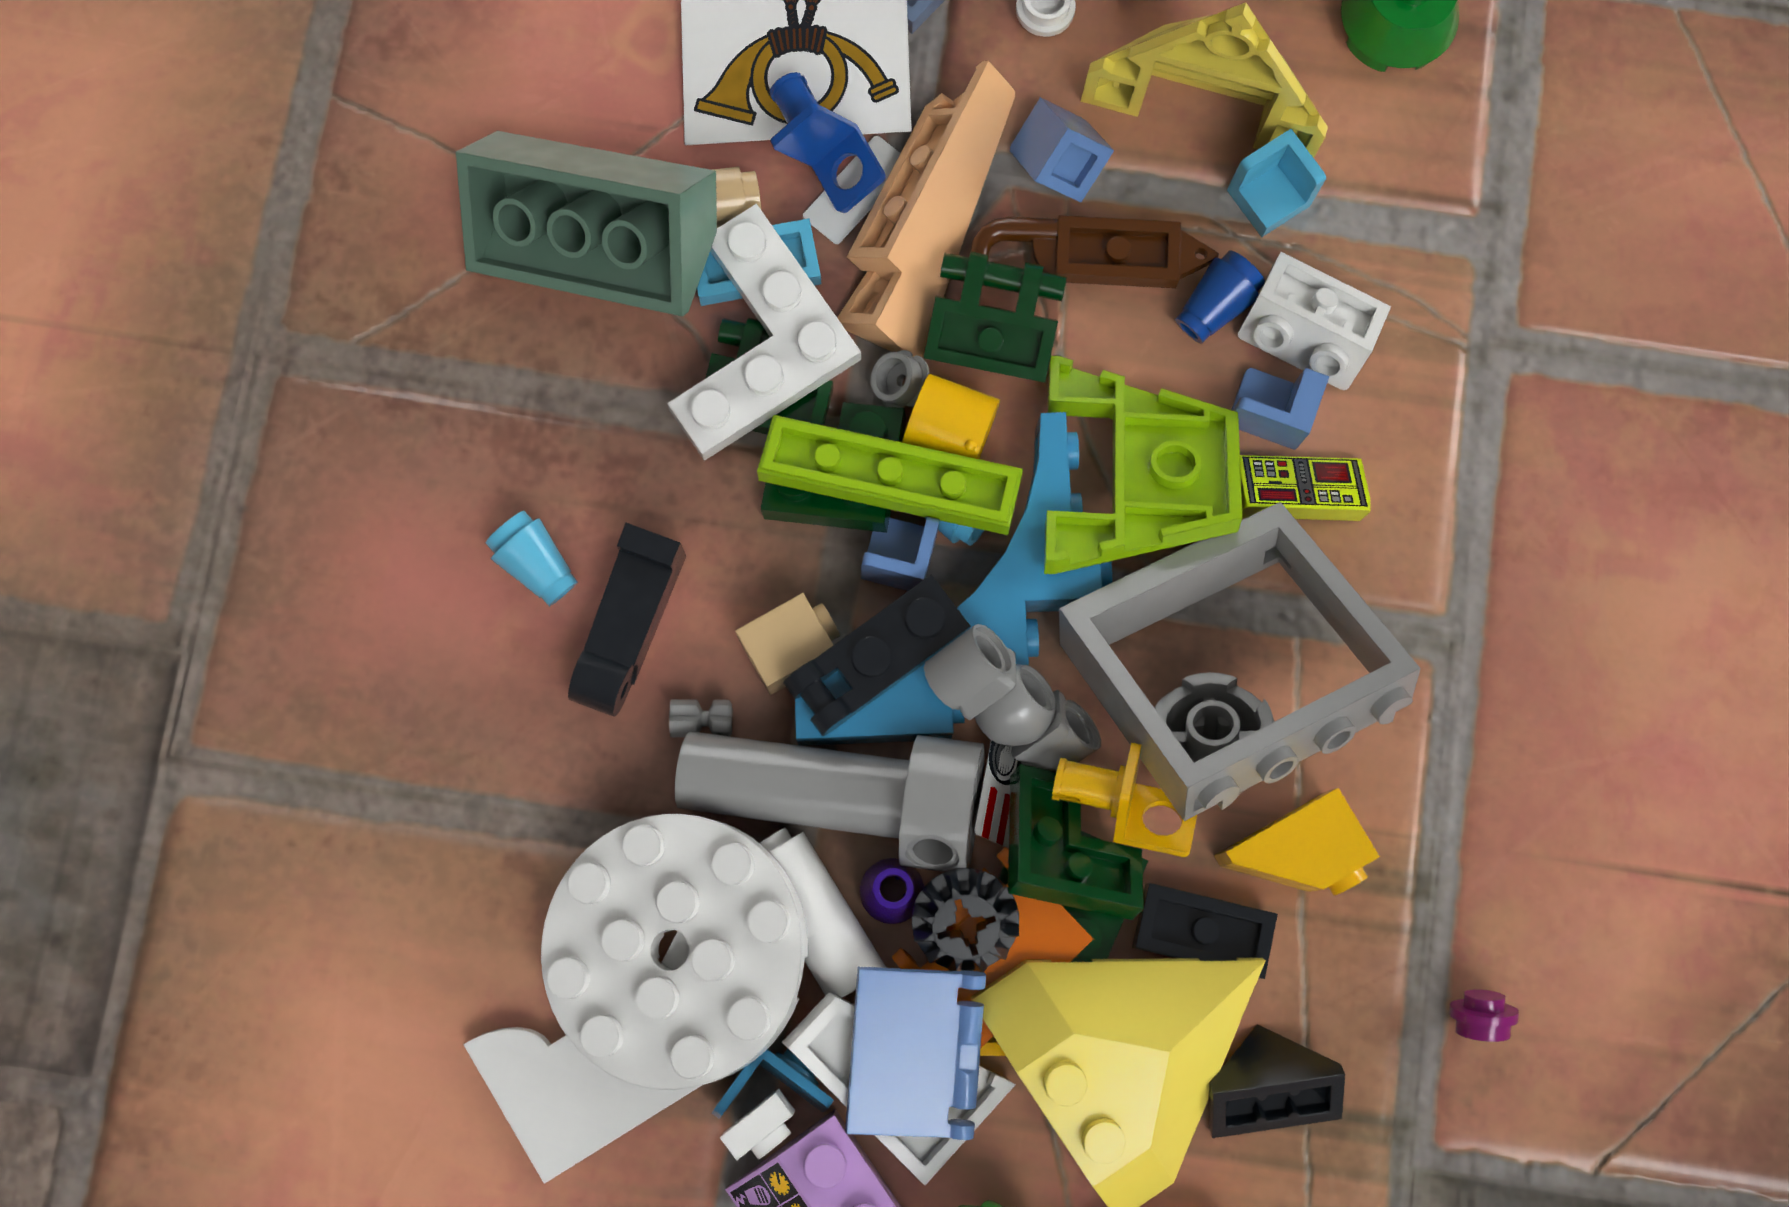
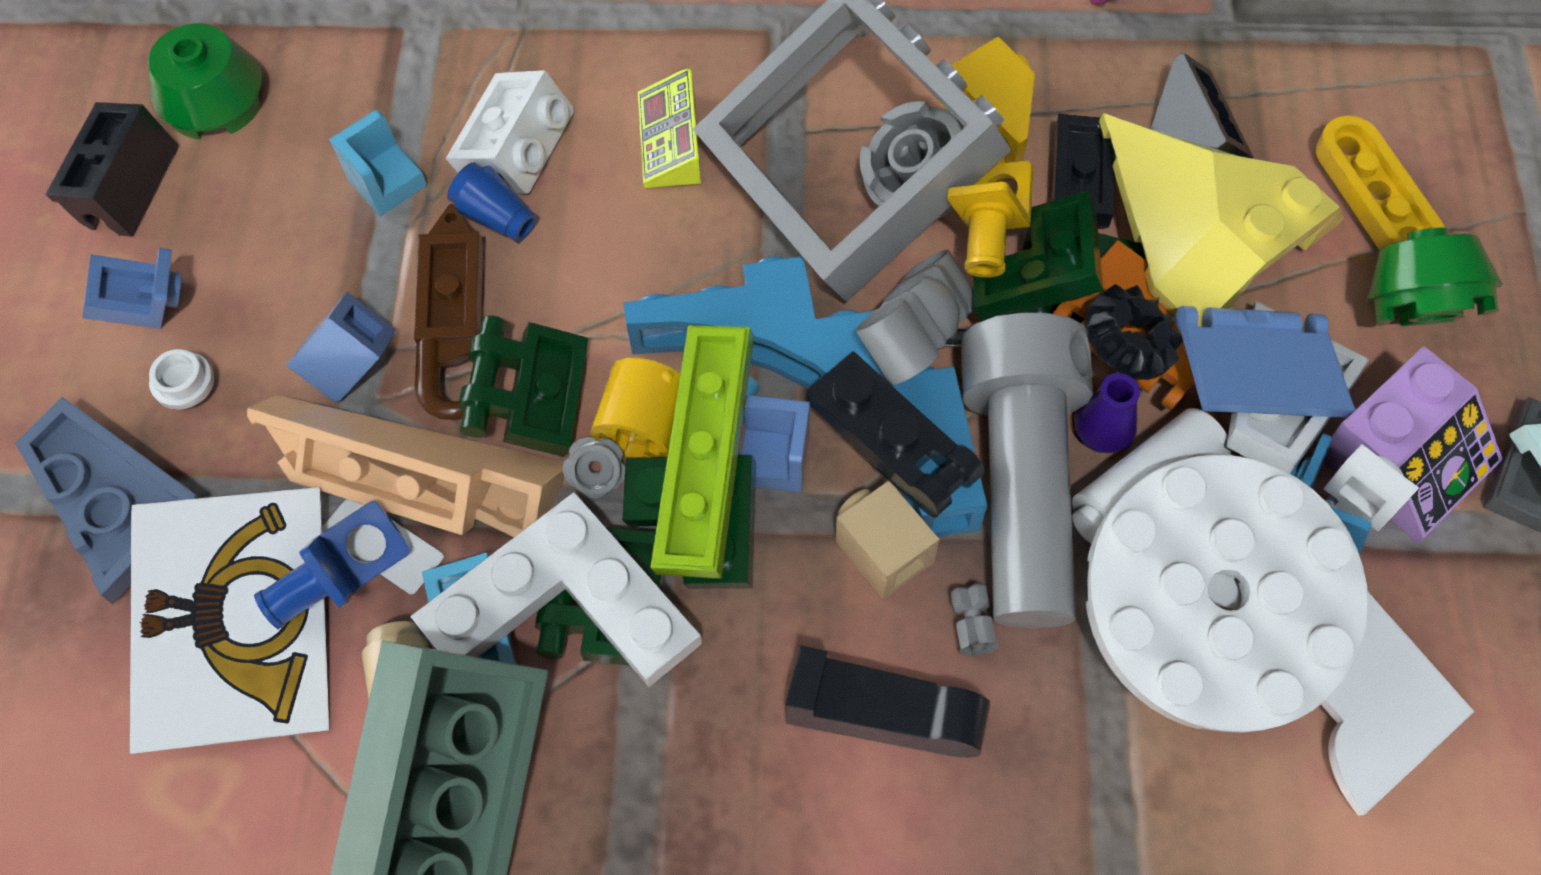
camera: 90 degrees left, 15 degrees down
(531, 557) = (828, 821): medium azure cone -> none
(1170, 471) = (669, 217): lime wing -> none
(1214, 53) = (257, 167): light yellow wedge -> none
(1277, 407) = (597, 150): medium blue panel -> none

